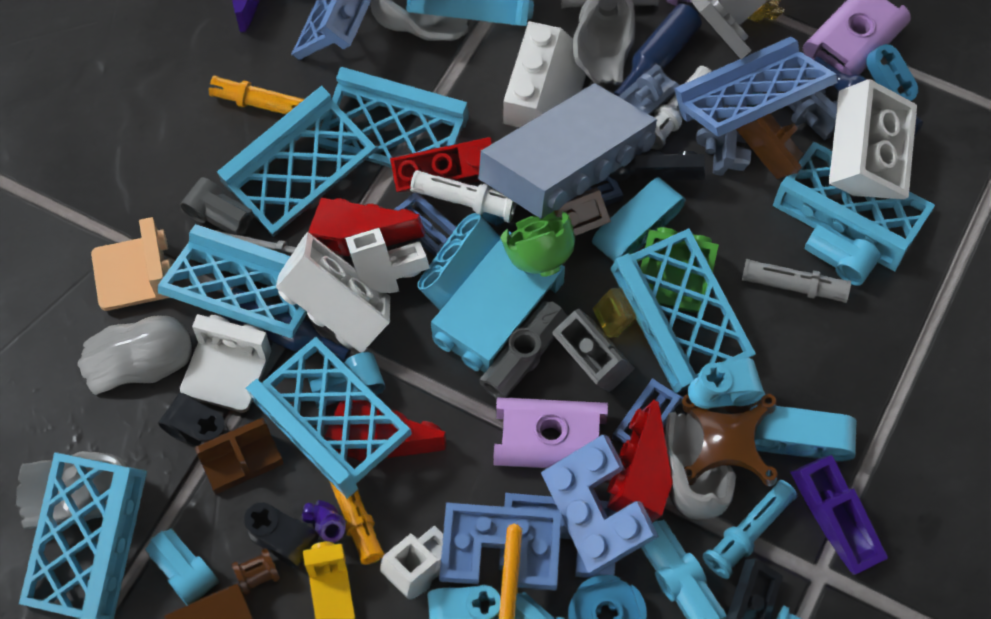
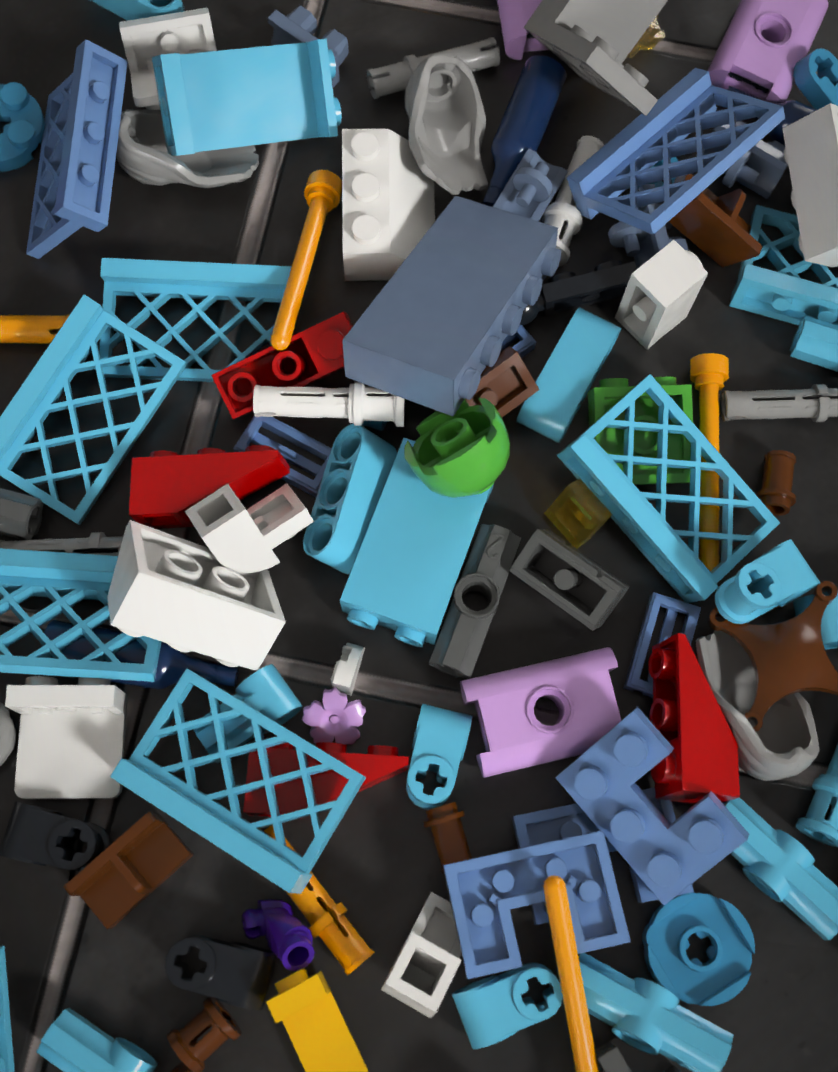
camera: 20 degrees left, 10 degrees up
(403, 399) = (334, 718): none -> lavender plant
(422, 372) = (347, 668): none -> white tile
(458, 487) = (448, 834): none -> reddish brown pin
(468, 438) = (438, 748): none -> medium azure piece
(502, 64) = (322, 195): none -> light orange piece
(717, 181) = (661, 294): none -> white brick
(739, 246) = (709, 374): none -> light orange piece
(762, 335) = (778, 482): none -> reddish brown pin

